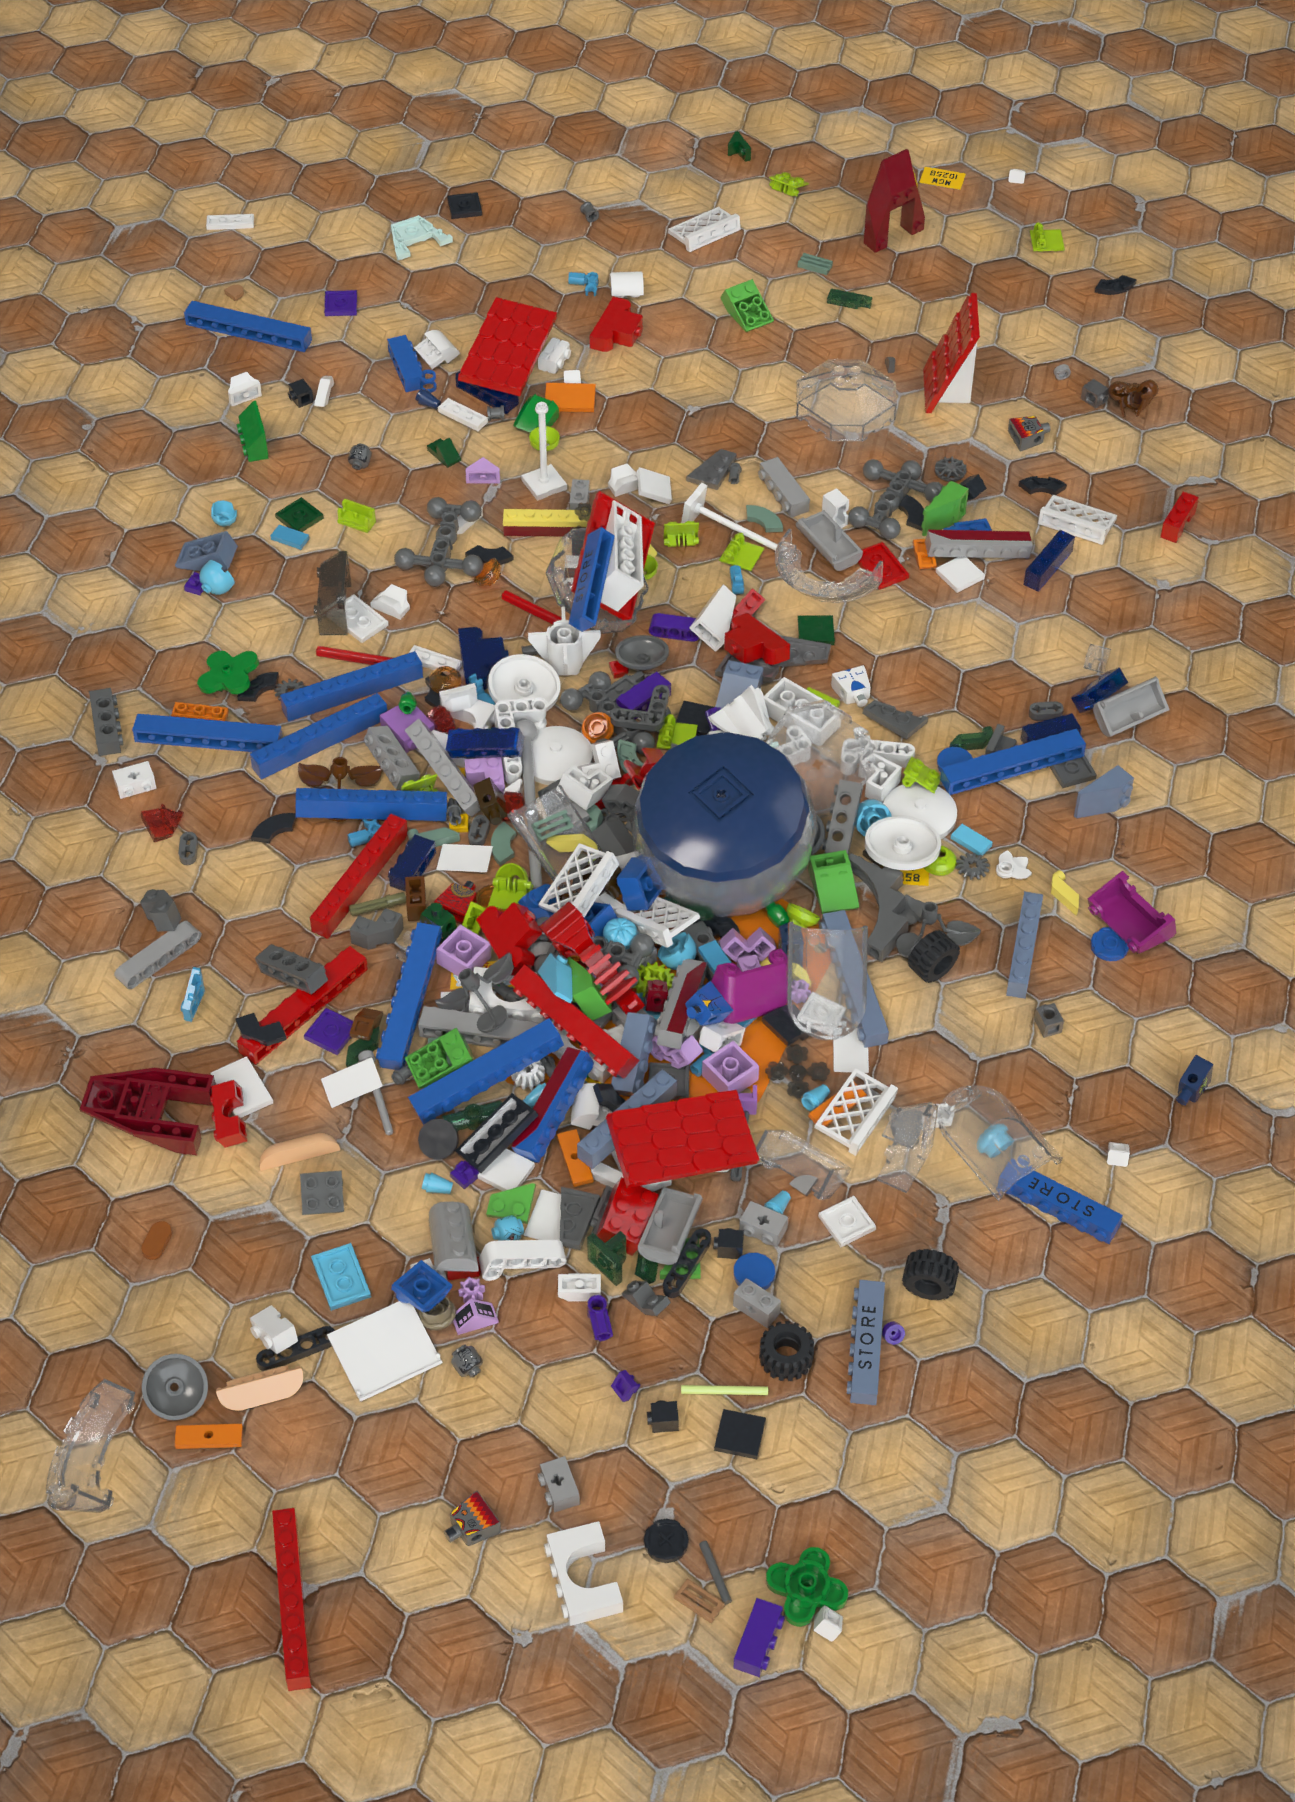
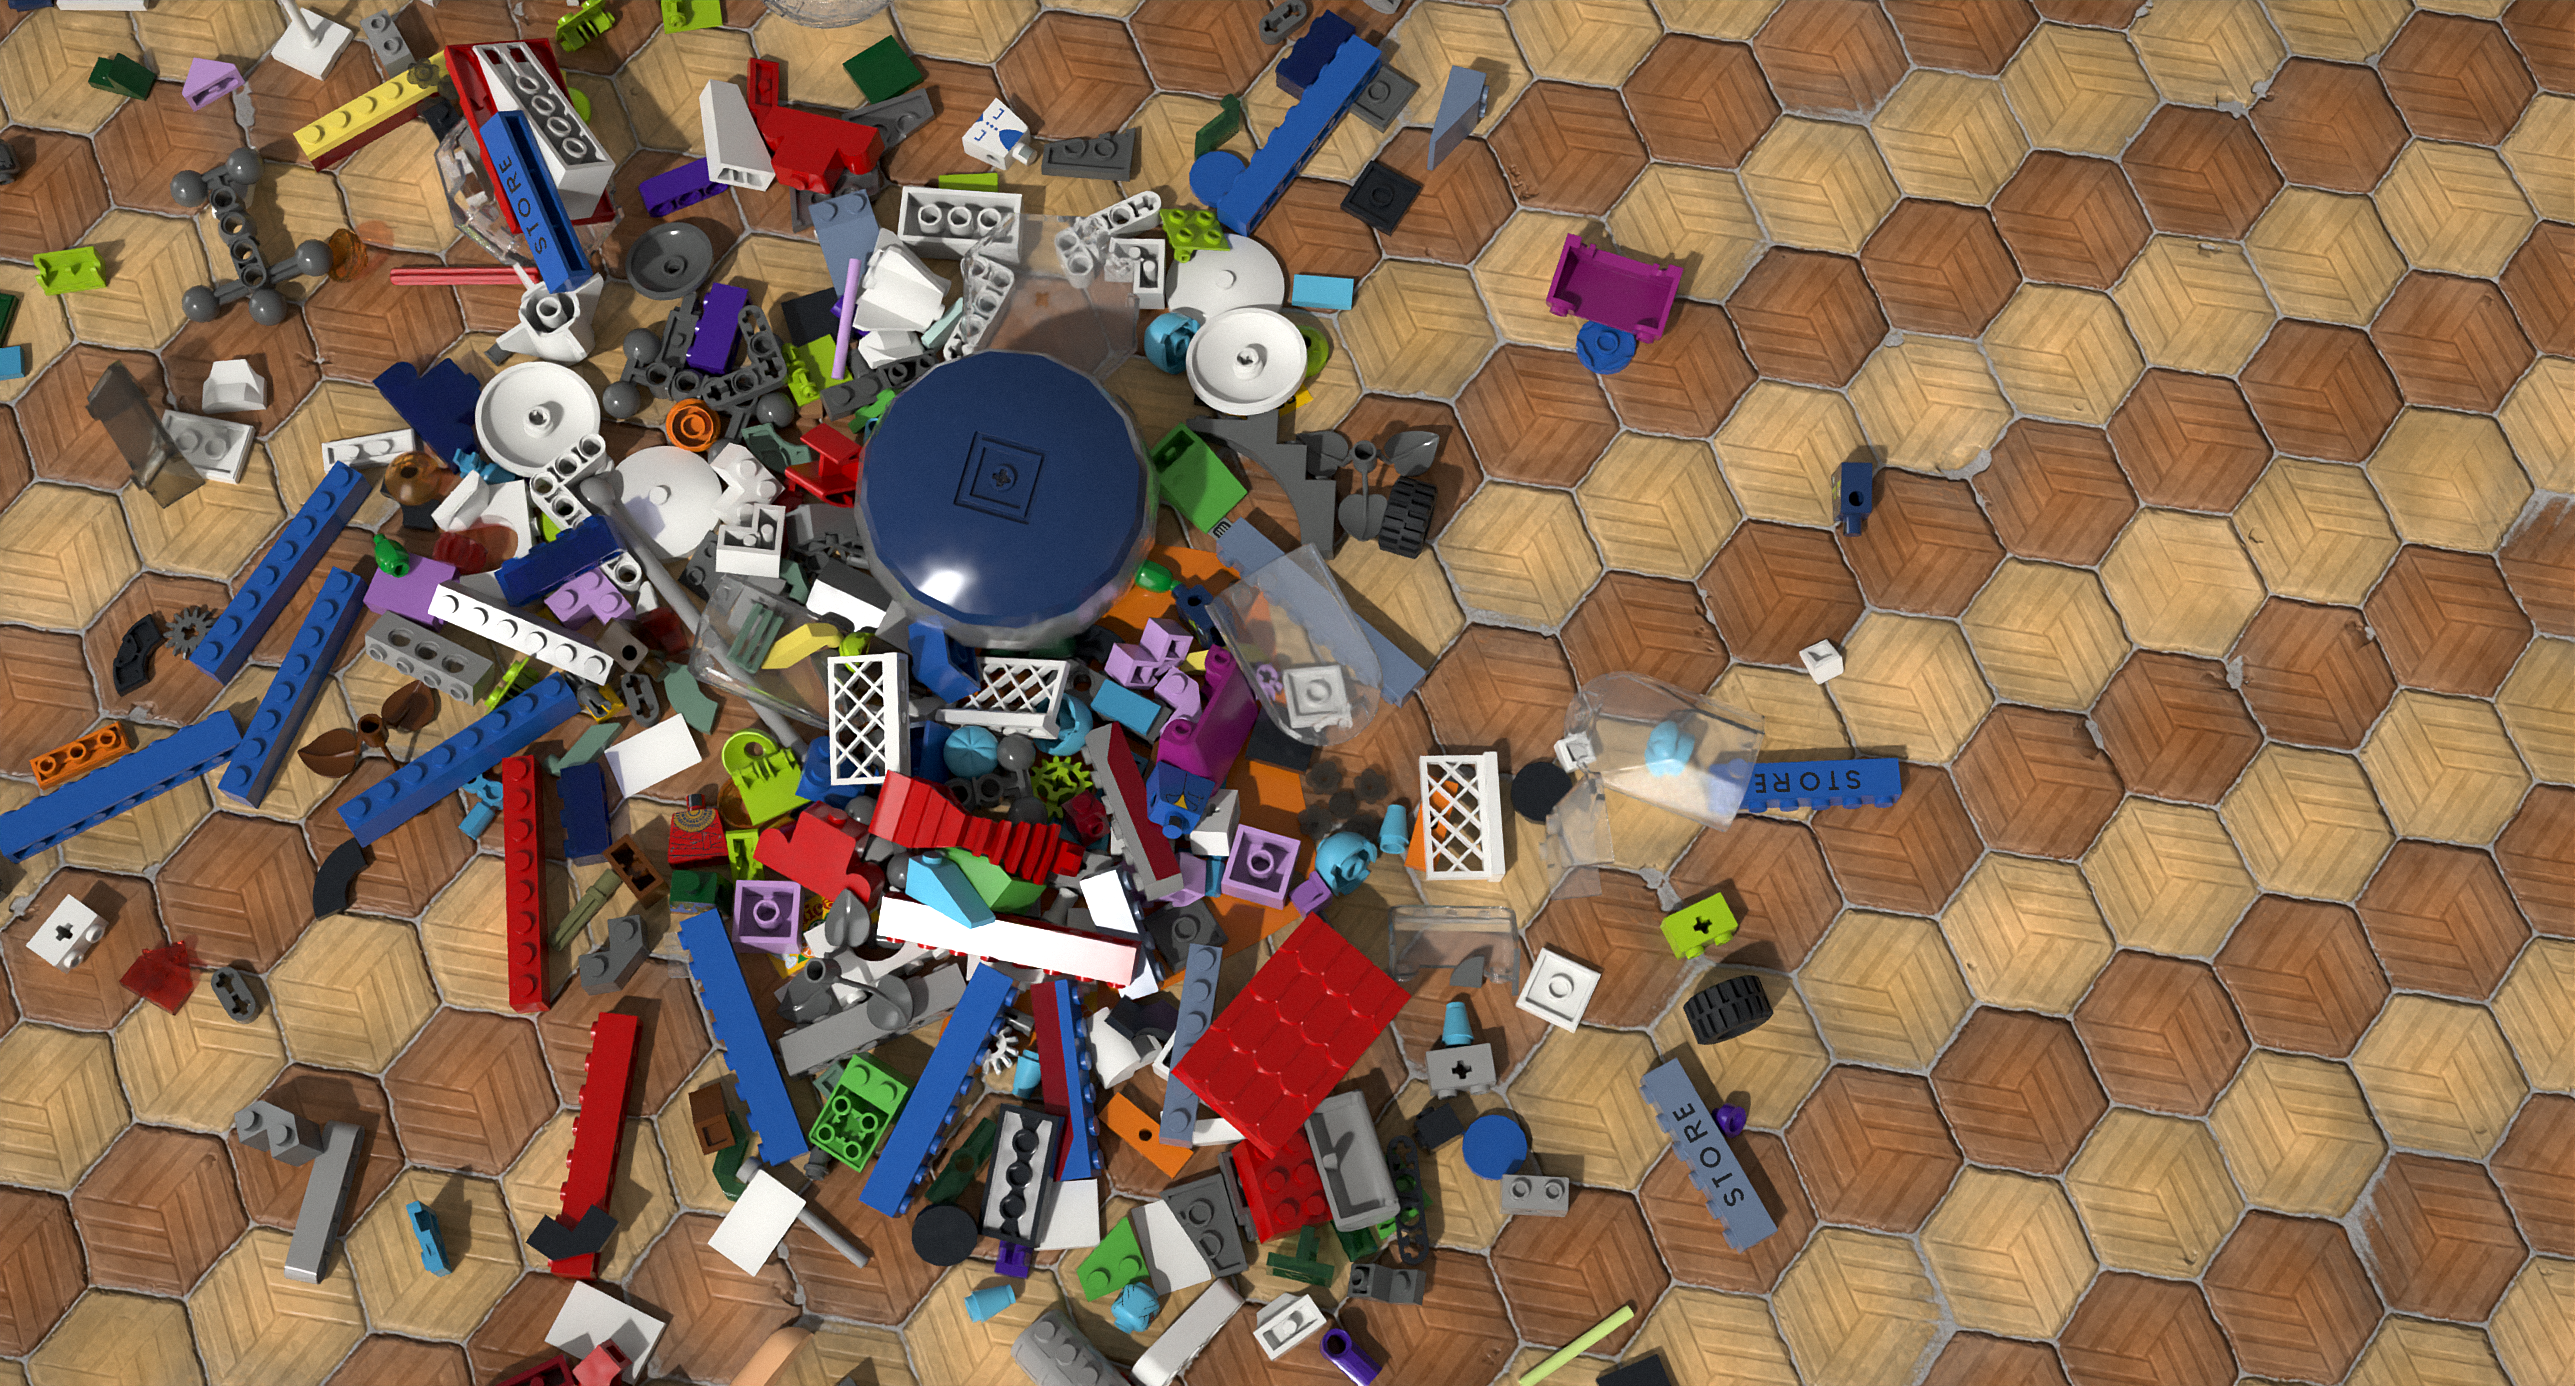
camera: 35 degrees left, 20 degrees up
(228, 672) = (76, 664): green plant -> none
(291, 968) = (589, 1112): dark grey brick -> none
(330, 1031) = (666, 1158): dark purple tile -> none
(351, 656) = (247, 515): red axle -> none
(501, 554) = (321, 223): black tile -> none
(618, 669) = (647, 307): red tile -> none
(705, 722) = (846, 319): none -> lavender bar
(736, 580) = (715, 53): dark azure bar -> none
(777, 1094) = (1344, 860): none -> medium azure cylinder
(786, 1366) = (1635, 1218): black tyre -> none
(801, 916) = (1187, 558): lime piece -> none
(843, 789) = (1137, 325): brick -> none
(850, 1054) = (1394, 735): white sticker -> none
(948, 1233) = (1710, 912): none -> lime brick
(972, 872) = (1343, 341): dark grey gear -> none
(998, 741) = (1260, 114): dark grey panel -> none
(1012, 866) = (1406, 299): white plate -> none
(1024, 945) = (1504, 418): sand blue brick -> none
(1037, 815) = (1380, 198): none -> black tile
(1049, 1020) = (1609, 528): flat silver brick -> none
(1063, 892) = (1496, 301): light yellow piece -> none

